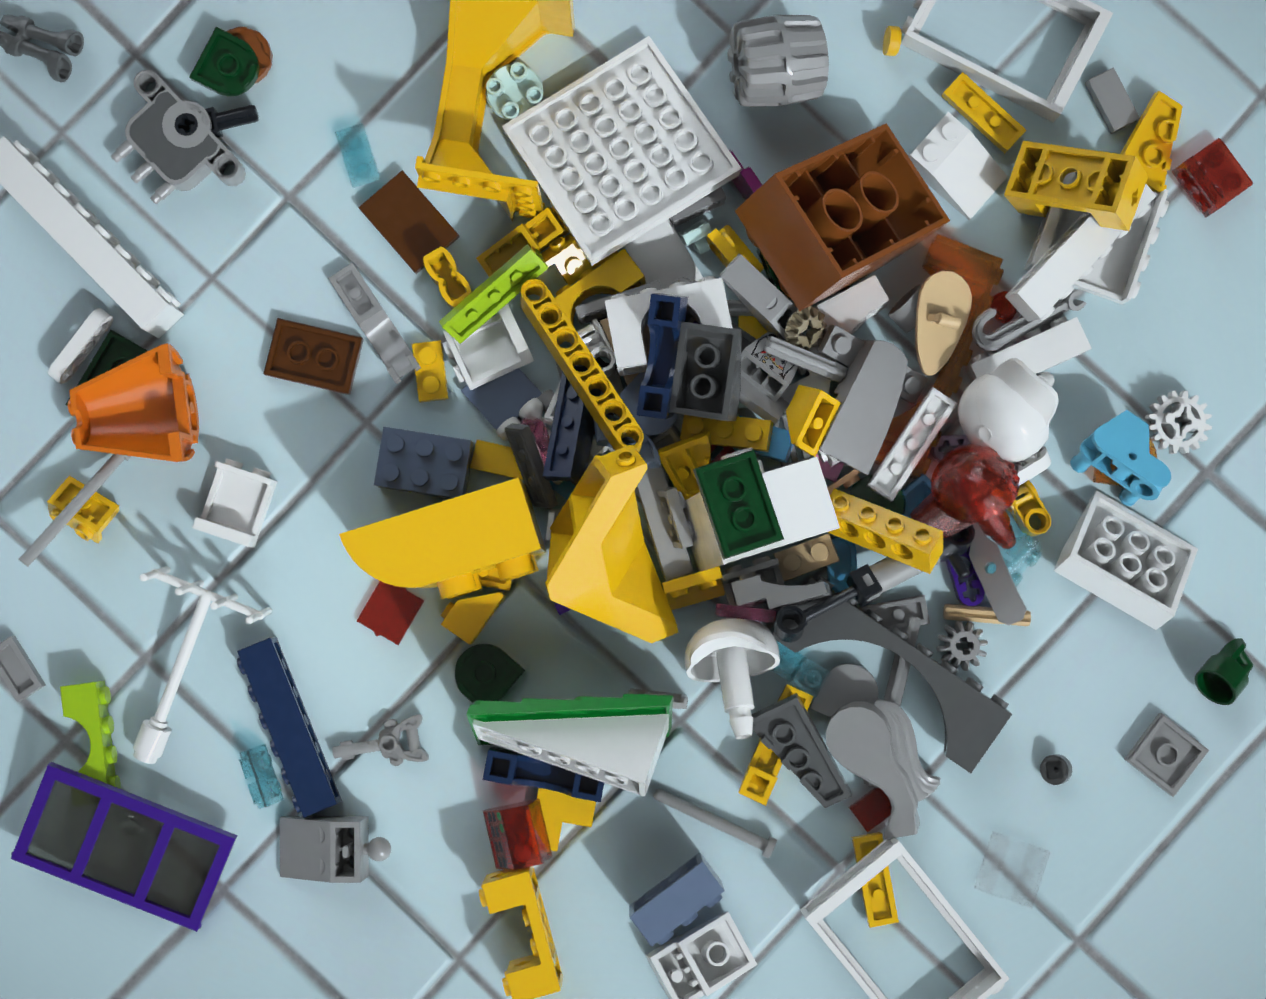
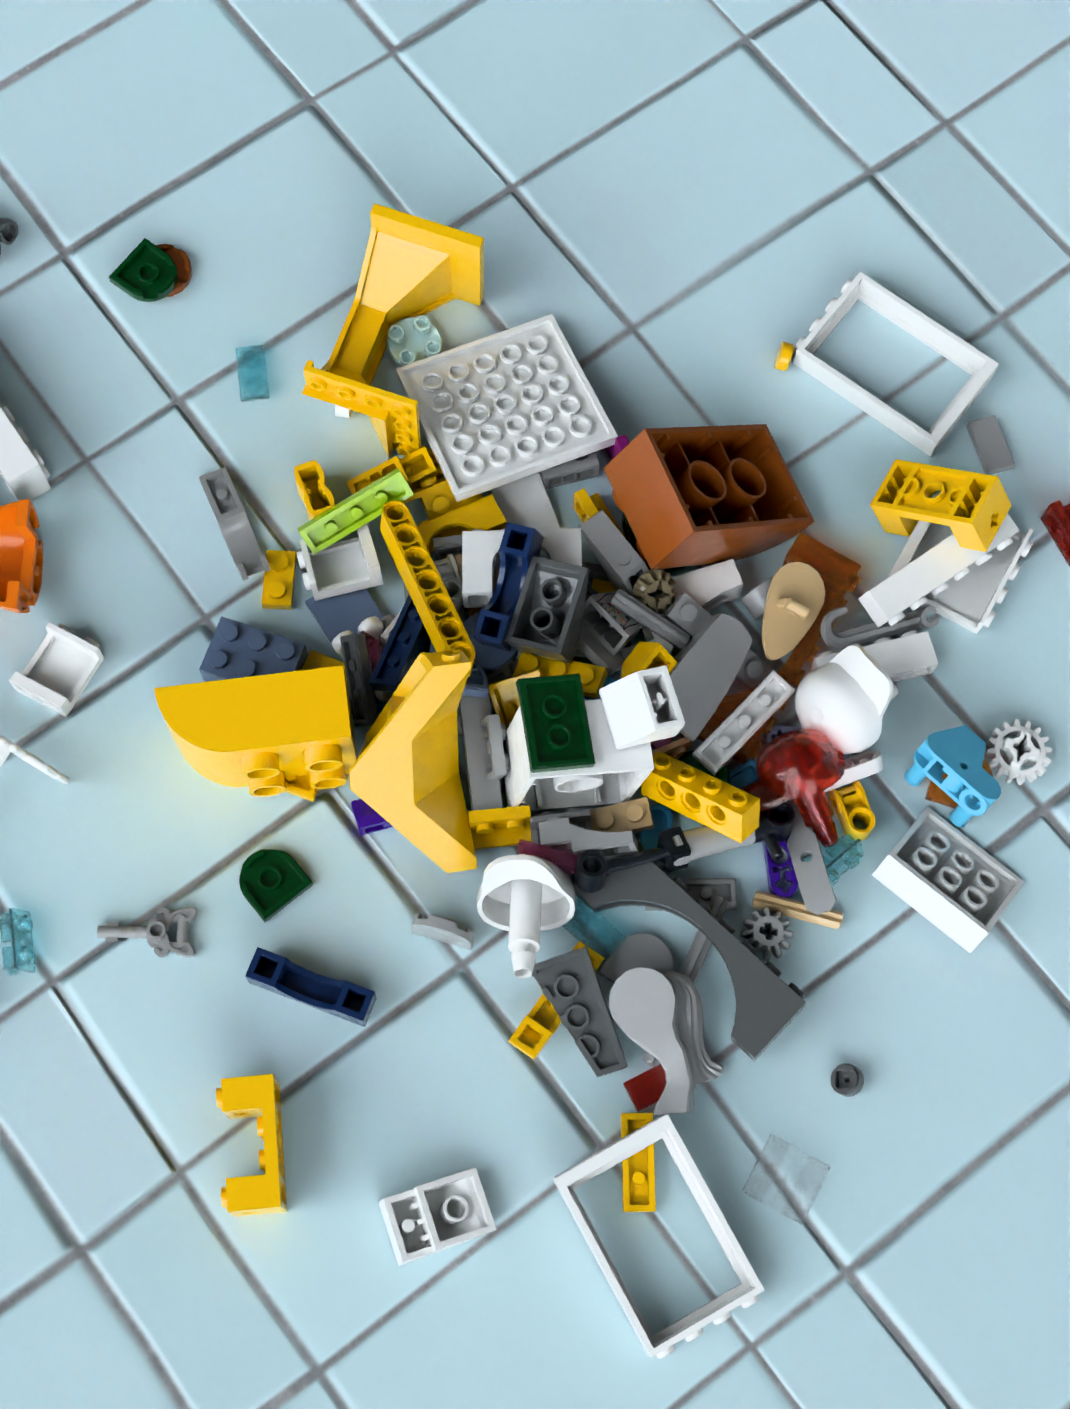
camera: 10 degrees right, 15 degrees down
(180, 156) = (87, 330): piece -> none
(289, 727) = (59, 896): dark blue brick -> none
(313, 356) = (167, 547): reddish brown tile -> none
(322, 848) = (66, 1024): light grey slope -> none
(390, 611) = (188, 801): clear red piece -> none
(408, 220) = (287, 438): reddish brown tile -> none
(470, 615) = (270, 816): yellow slope -> none
(518, 835) = (270, 1043): clear red slope -> none
(563, 808) = (314, 1029): yellow tile -> none
(588, 735) = (360, 938): white piece -> none
(676, 900) = (423, 1140): sand blue brick -> none
(696, 236) = (565, 498): light aqua tile -> none
(717, 822) = (514, 1096): light grey bar -> none
(778, 60) = (670, 349): light grey wheel -> none
(820, 475) = (642, 707): none -> white slope
(957, 166) = (830, 477): white slope -> none
(983, 112) = (862, 434): yellow plate -> none
(1004, 308) = (856, 614): clear red tile -> none
(1154, 138) = (1027, 484): yellow wing -> none
(1166, 754) = (966, 1087): light grey tile -> none
(1225, 674) = (1036, 1010): dark green piece -> none

